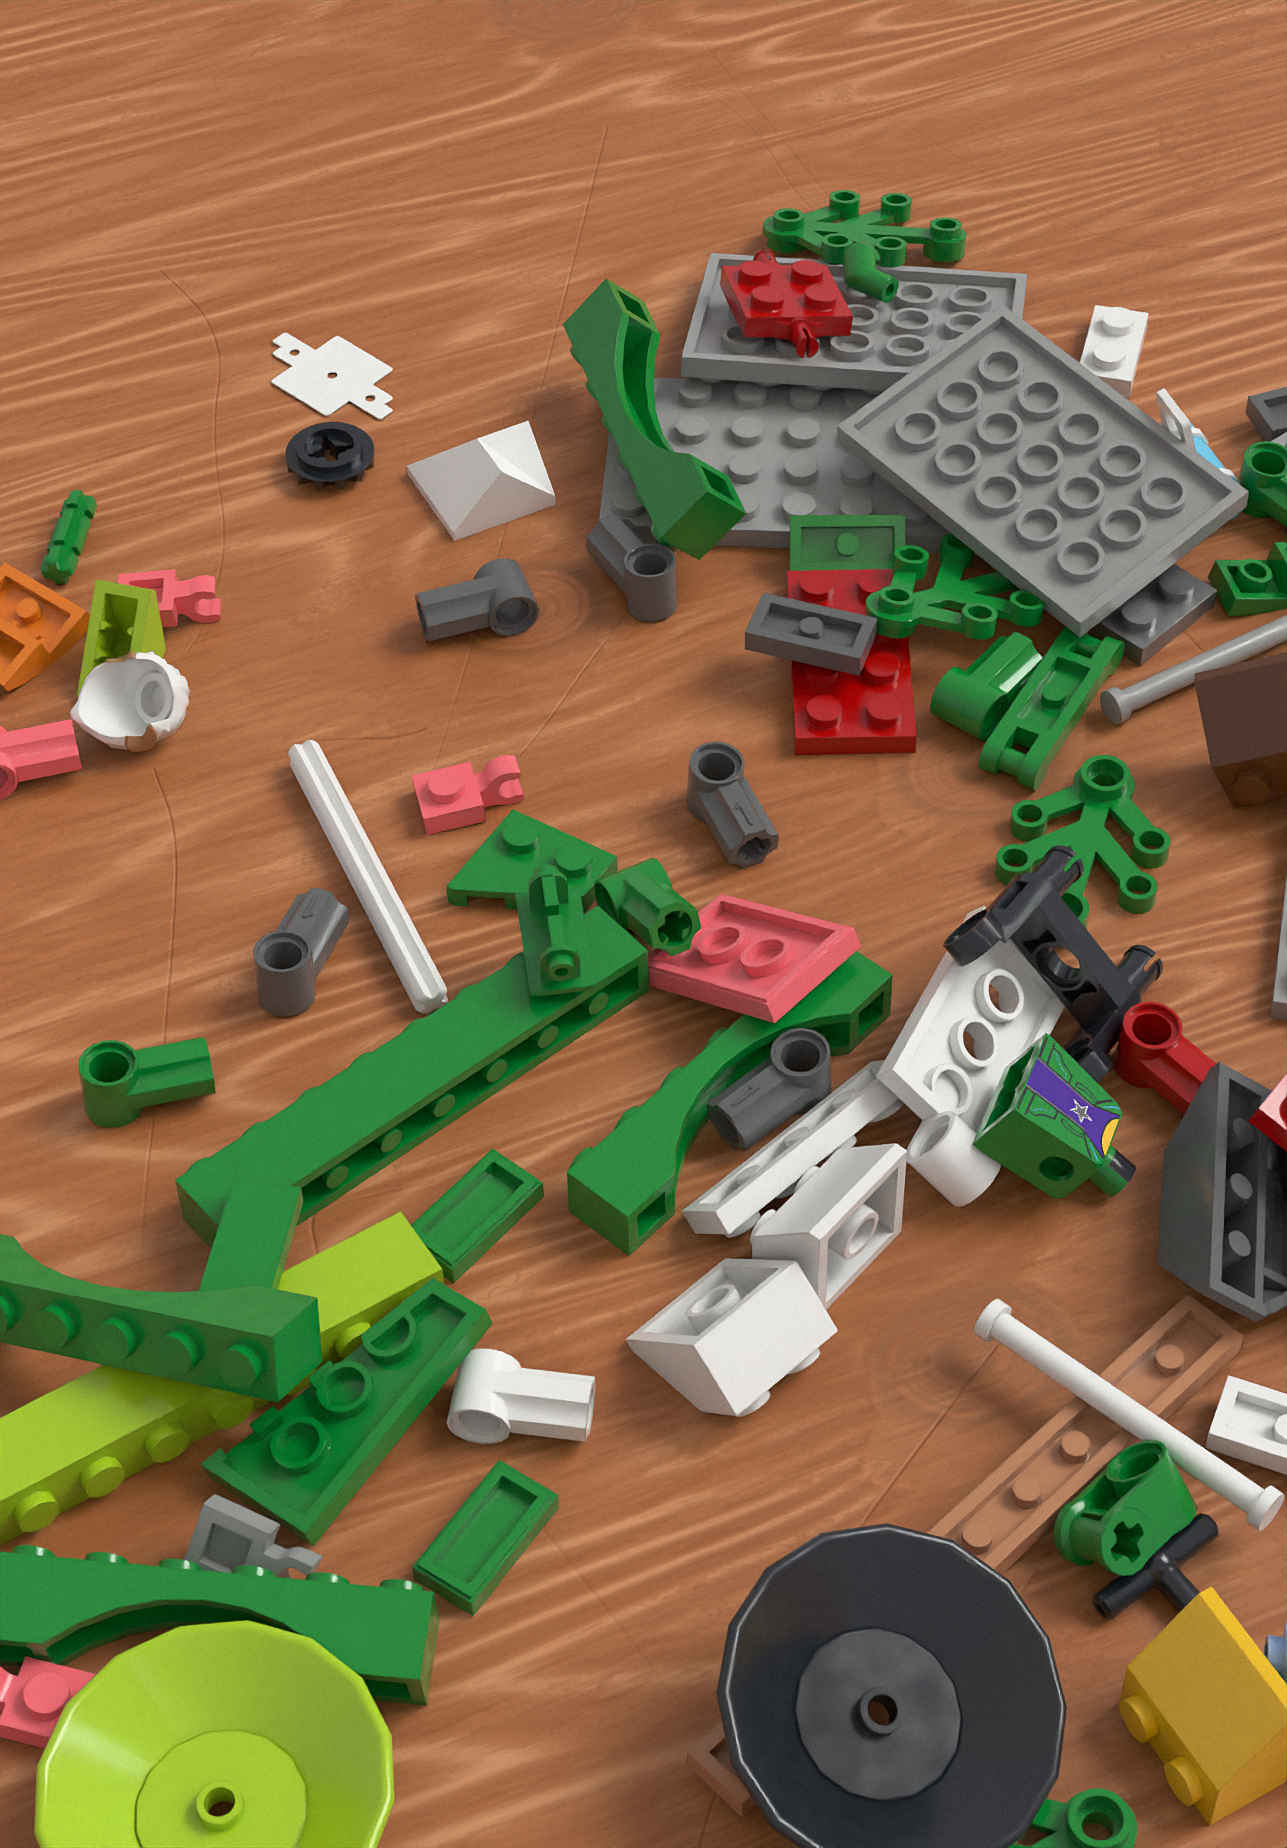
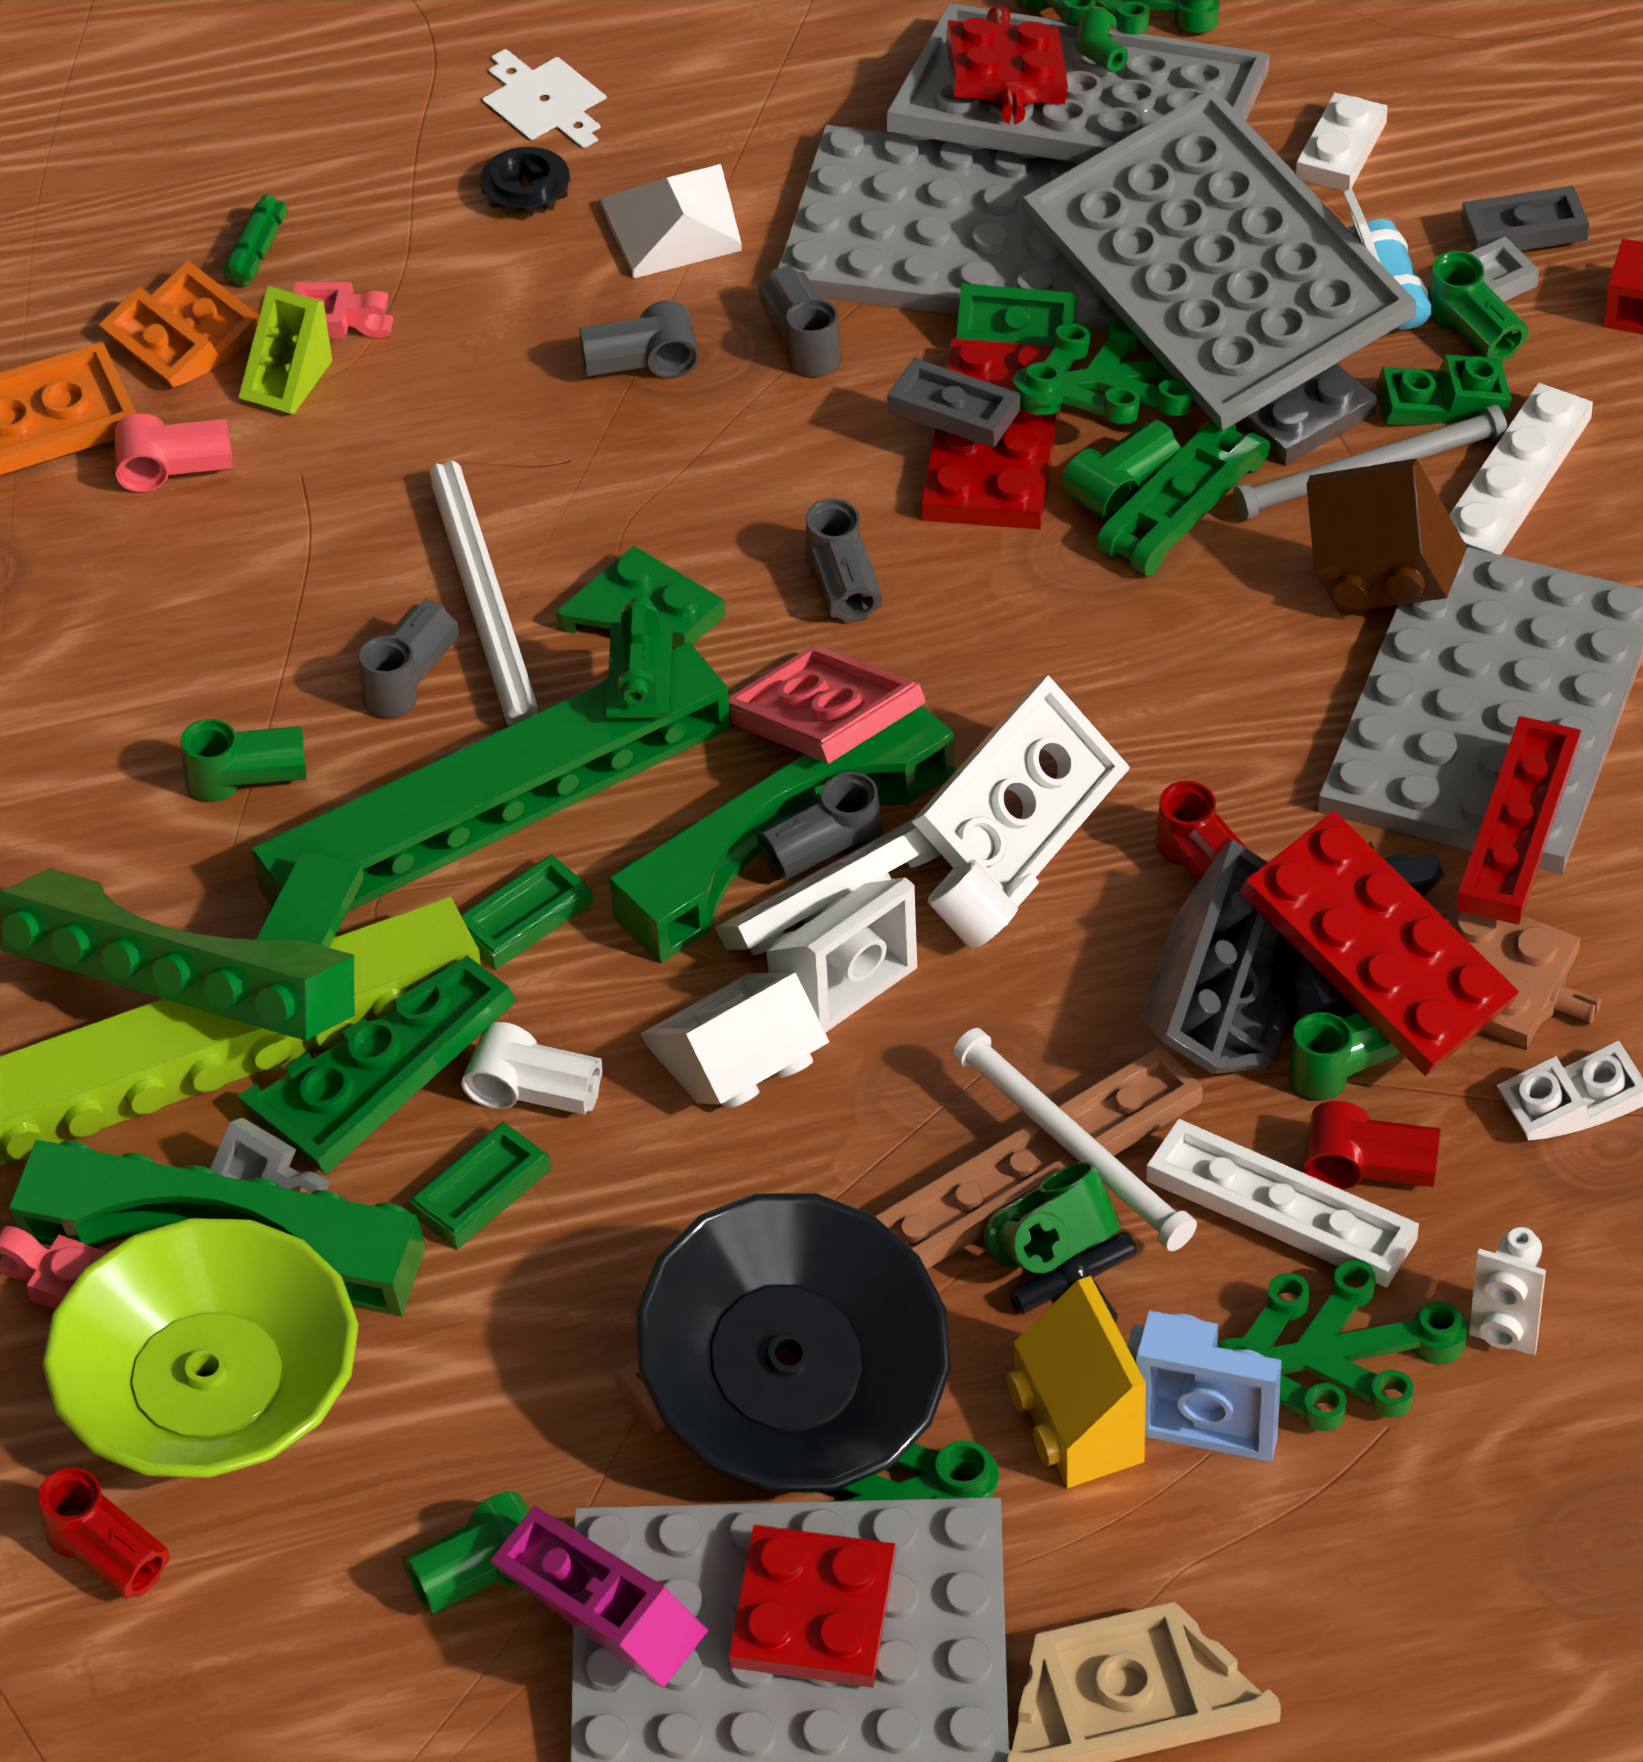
camera: 10 degrees right, 0 degrees up
(132, 701) = (287, 407): white hair -> none
(457, 796) = (585, 527): coral plate -> none
(617, 350) = (822, 102): green arch -> none
(647, 904) = (740, 647): green piece -> none
(1037, 922) = (1098, 698): black connector -> none
(1054, 1124) = (1072, 883): green torso -> none
(1101, 789) = (1207, 580): green plant -> none

